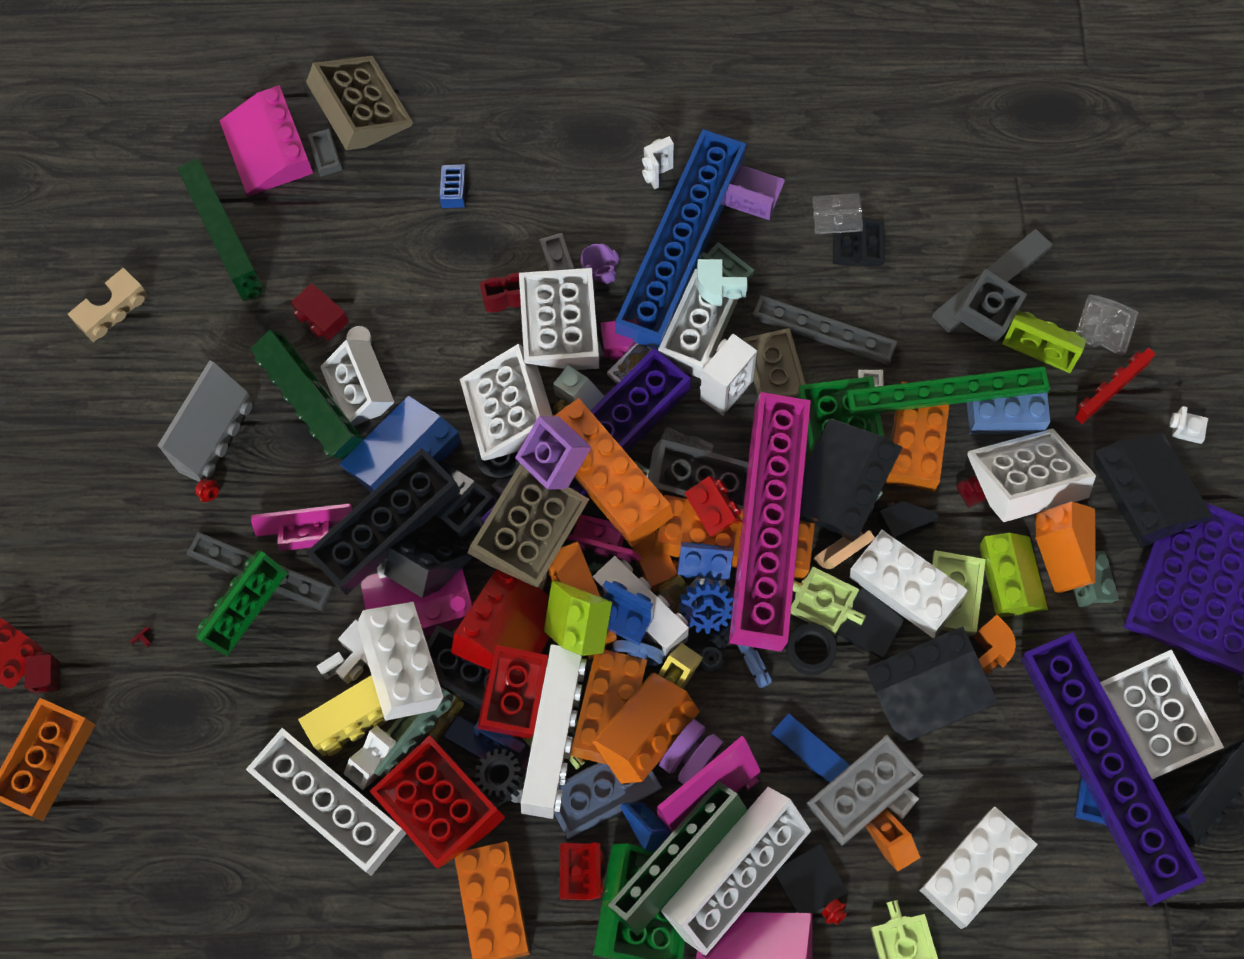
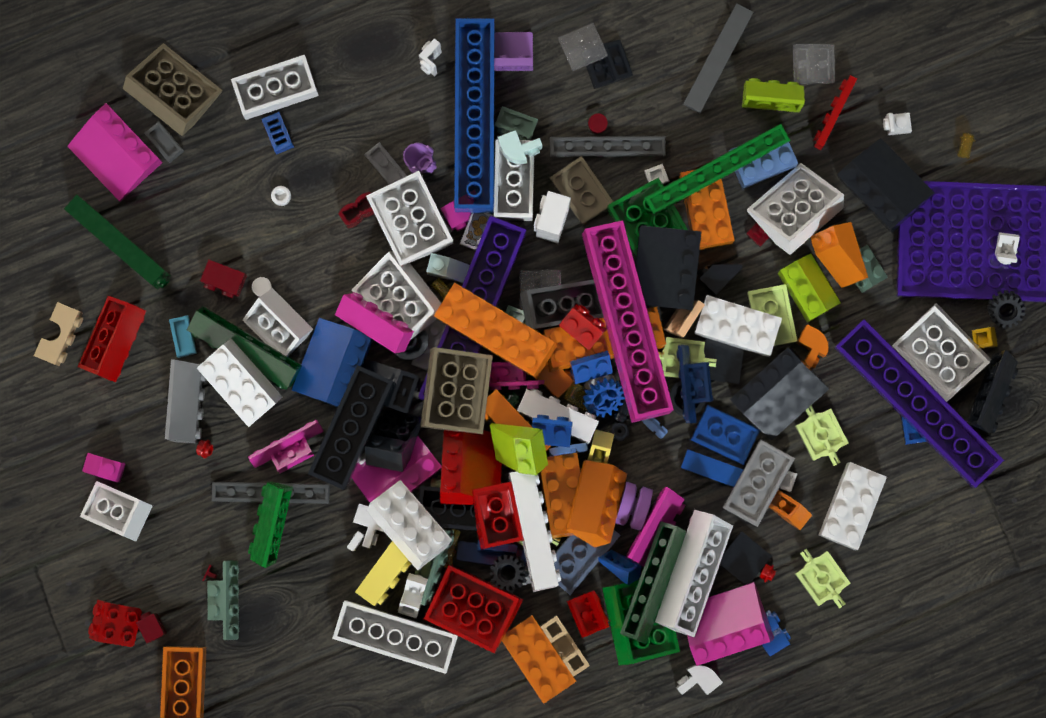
camera: 25 degrees left, 15 degrees up
(72, 522) = (116, 511): none -> white slope
(85, 469) = (103, 467): none -> dark pink slope
(144, 675) = (223, 600): none -> sand green bracket
(165, 332) = (112, 338): none -> red slope
(243, 363) = (182, 338): none -> medium azure tile
(281, 426) = (239, 382): none -> white brick
(426, 251) = (281, 195): none -> white tile
(468, 417) = (374, 322): none -> dark pink brick
(470, 134) = (274, 87): none -> white brick
(533, 899) = (565, 645): none -> tan arch
(553, 452) = (456, 336): medium lavender brick -> none
(822, 301) = (597, 123): none -> dark red tile
(827, 630) = (695, 383): none -> dark blue bracket
(843, 714) = (725, 434): none -> blue tile
(968, 761) = (822, 435): none -> yellowish green plate
(990, 305) = (724, 85): dark grey brick -> none
(1224, 720) = (985, 337): none -> yellow slope

